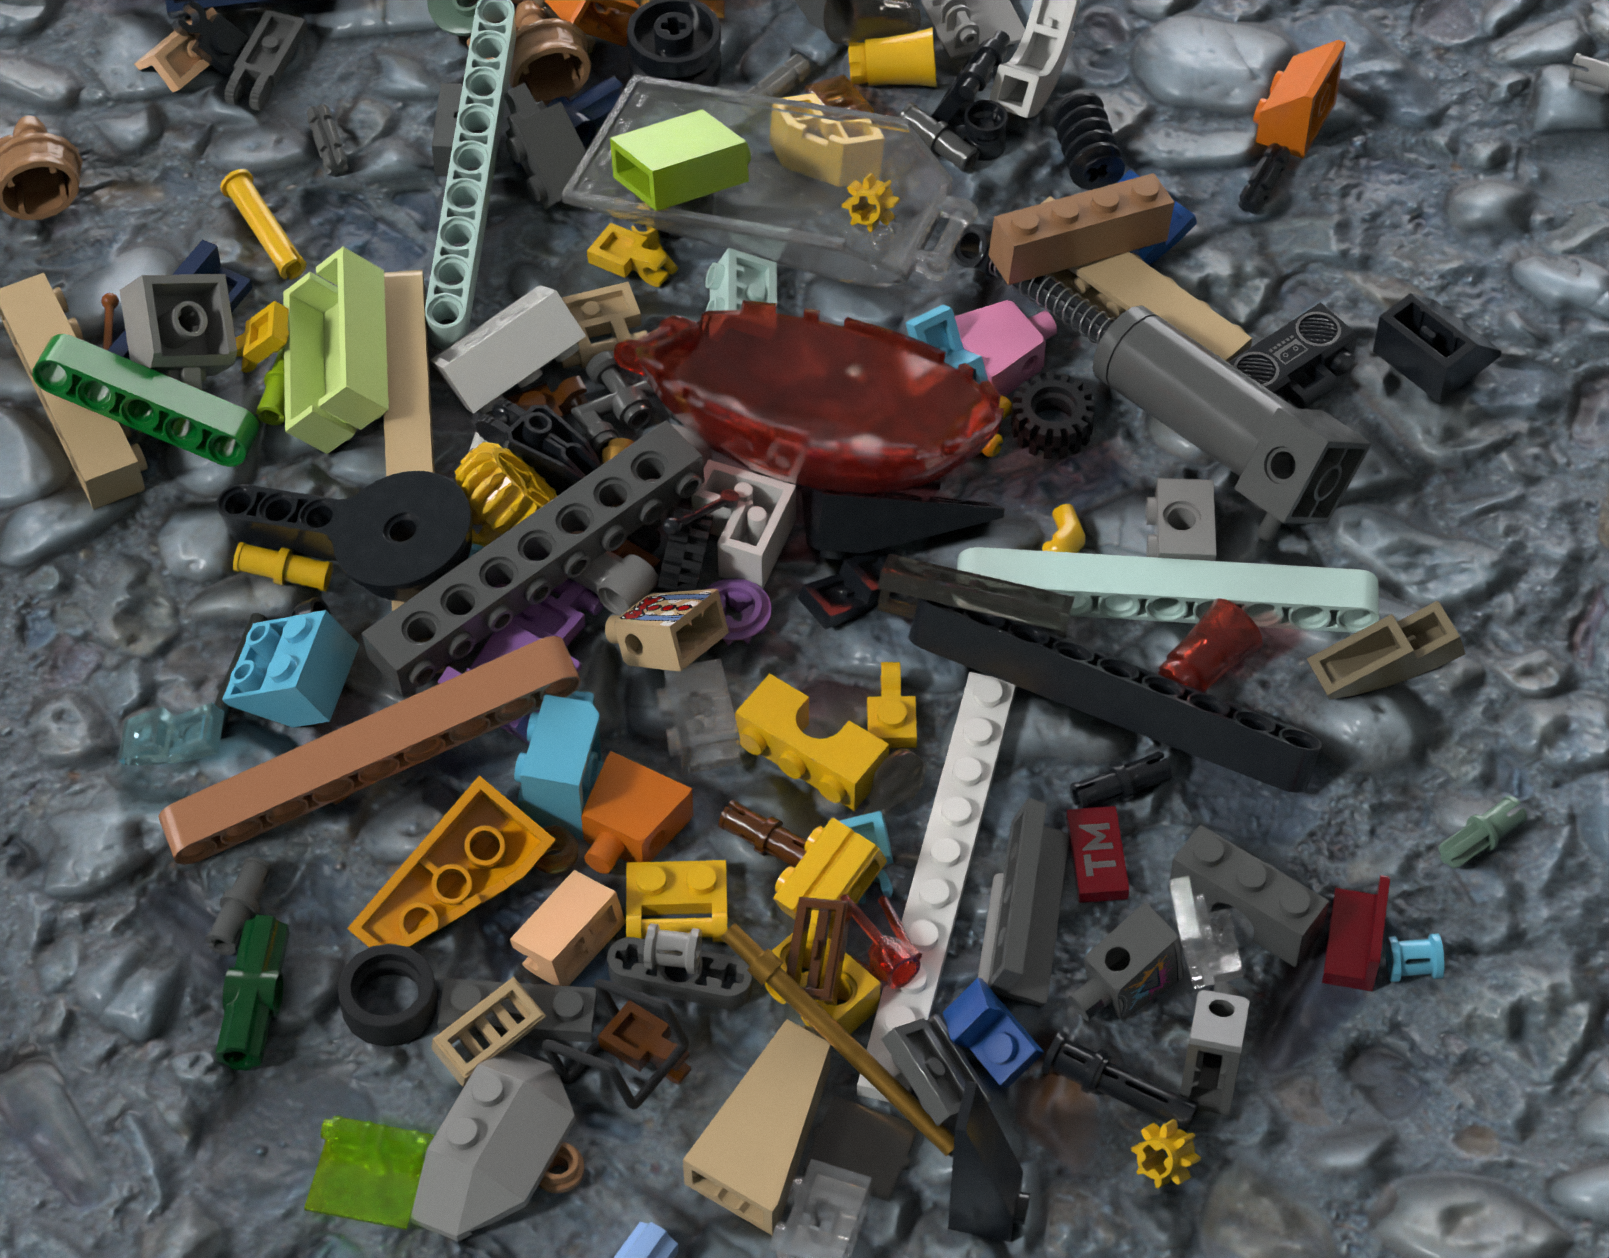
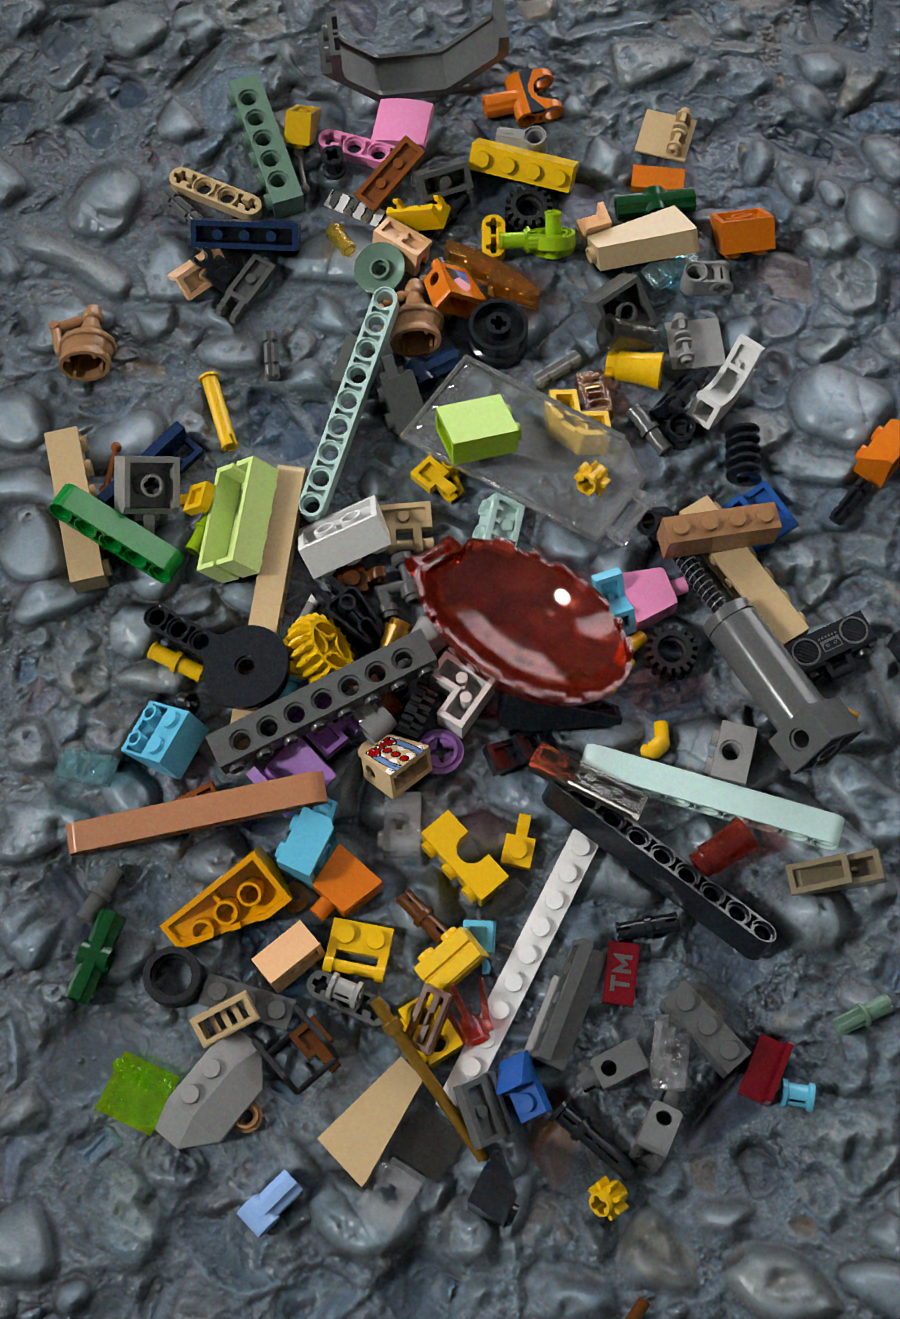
camera: 15 degrees right, 15 degrees up
(727, 499) = (450, 684): black hinge -> none

